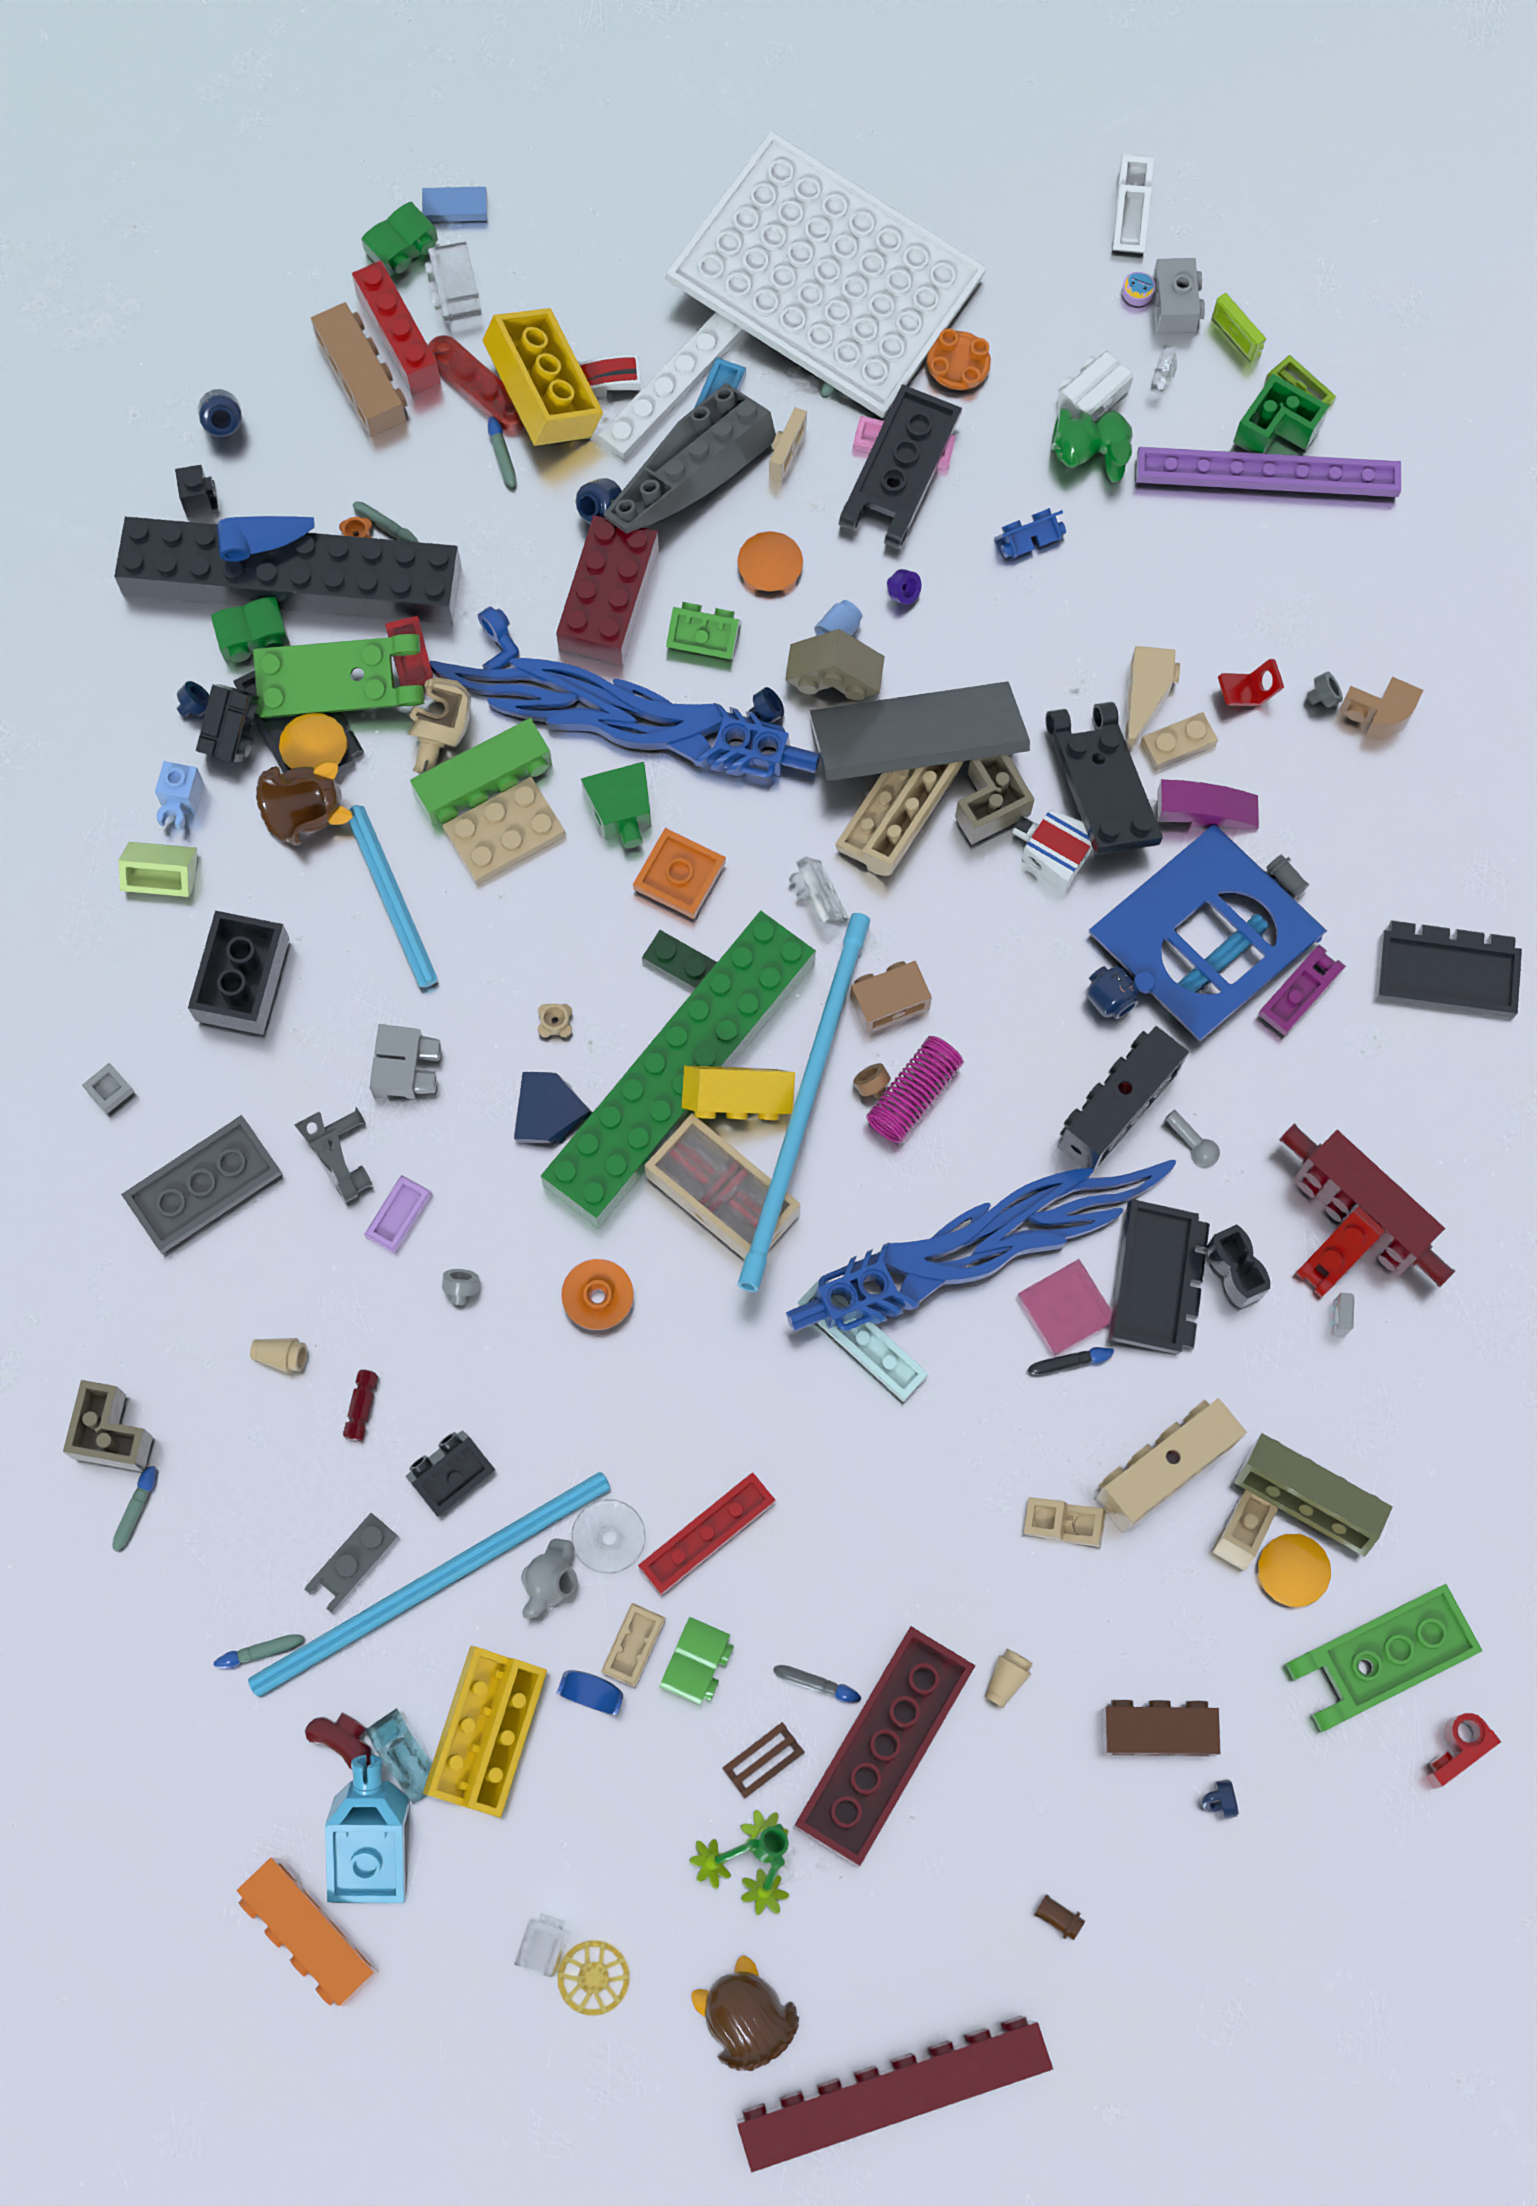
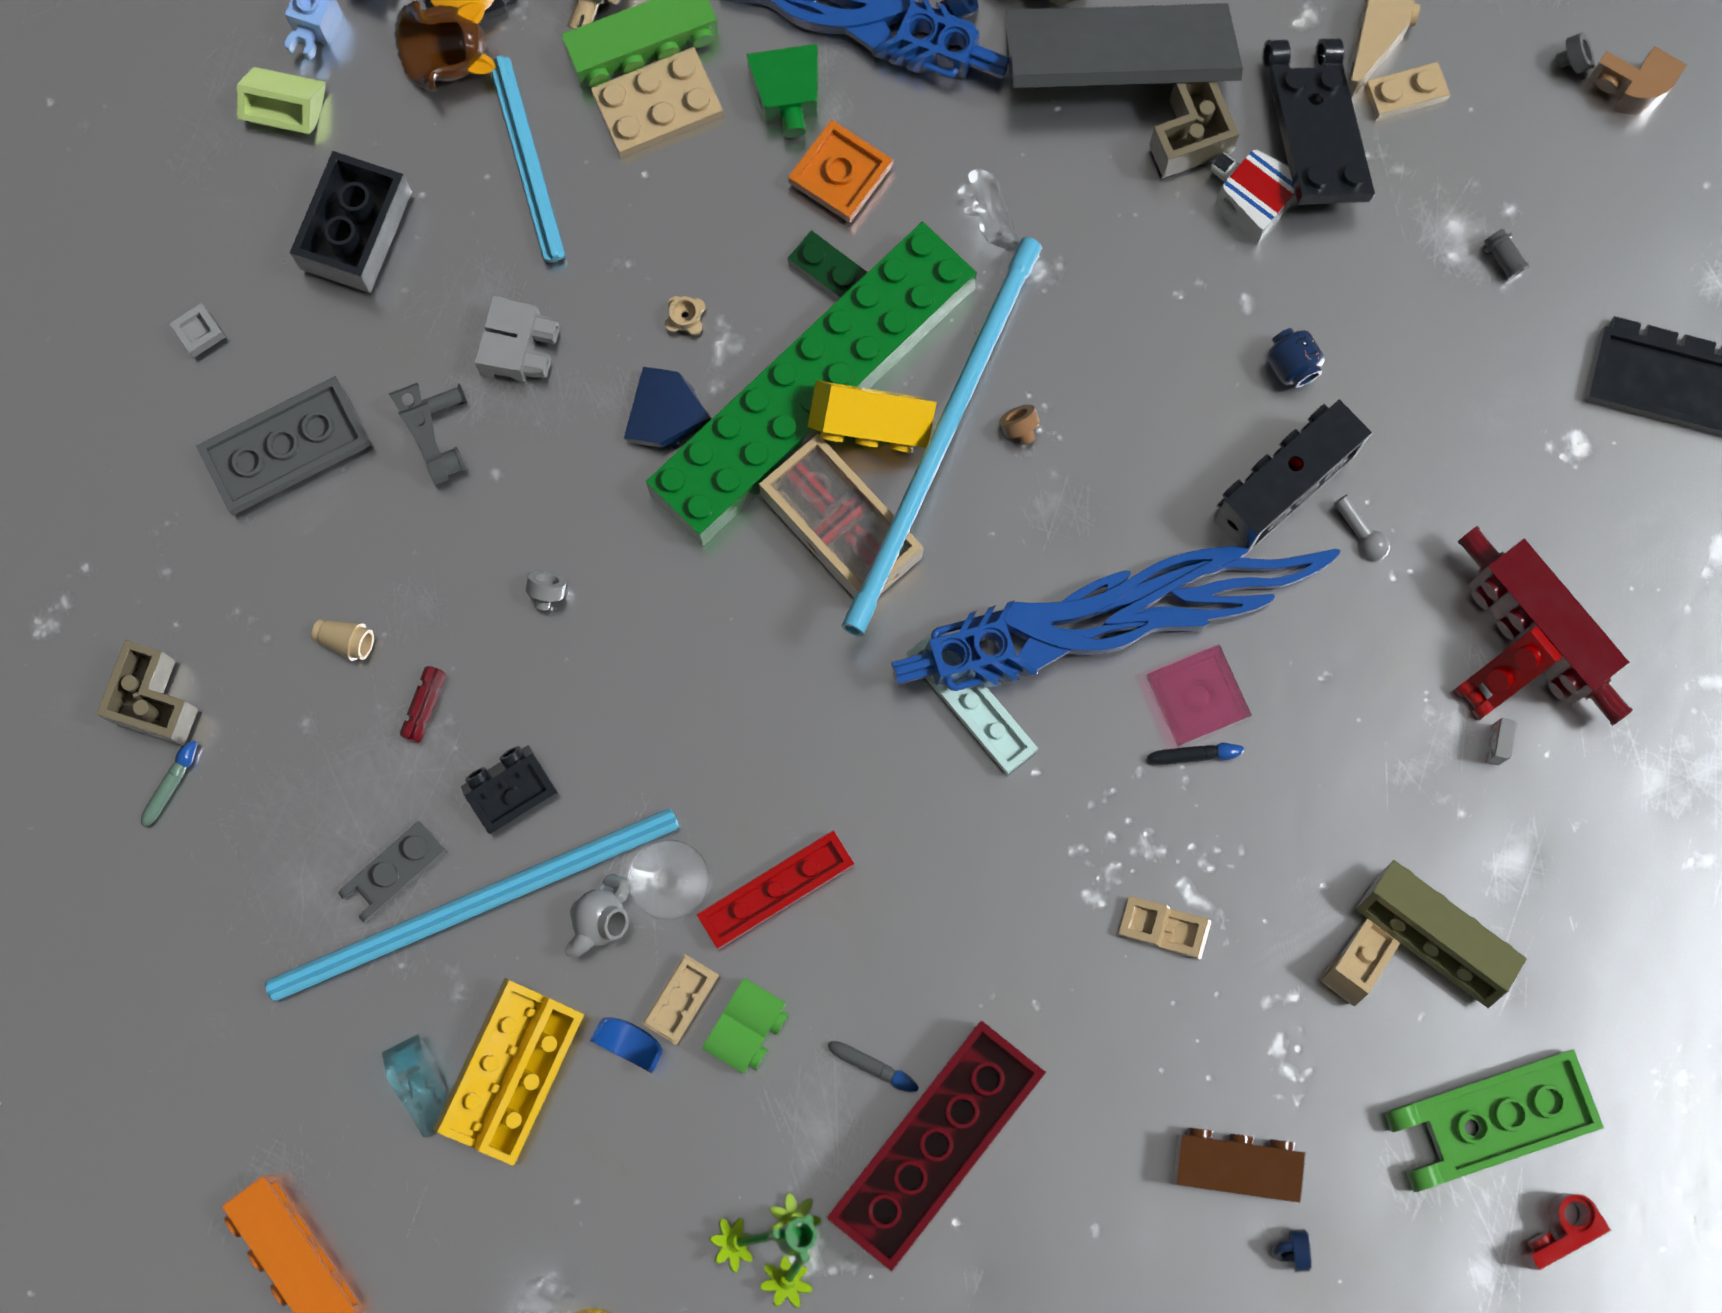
camera: 10 degrees right, 5 degrees up
(234, 1658) = (296, 950): sand green piece -> none
(341, 1736) = (357, 1057): dark red piece -> none
(366, 1838) = (368, 1168): medium azure plate -> none
(398, 1214) = (490, 504): lavender tile -> none
(593, 1277) = (685, 599): orange dish -> none
(737, 1779) = (773, 1158): reddish brown tile -> none
(890, 995) = (1052, 332): medium nougat brick -> none
(894, 815) = (1083, 134): tan brick -> none
(941, 1056) = (1099, 406): dark pink piece -> none
(1008, 1676) = (1080, 1087): tan cone -> none
(1156, 1277) = (1301, 675): black hinge -> none
(1176, 1460) = (1296, 876): tan brick -> none
(1195, 877) = (1403, 243): blue door -> none
(1206, 805) = (1428, 165): magenta slope -> none
(1223, 955) = (1412, 340): dark azure axle -> none
(1233, 1258) = (1389, 665): black brick -> none
(1248, 688) = (1491, 42): red bracket -> none
(1294, 1570) = (1408, 1012): light orange dish -> none
(1301, 990) = (1503, 381): magenta plate -> none

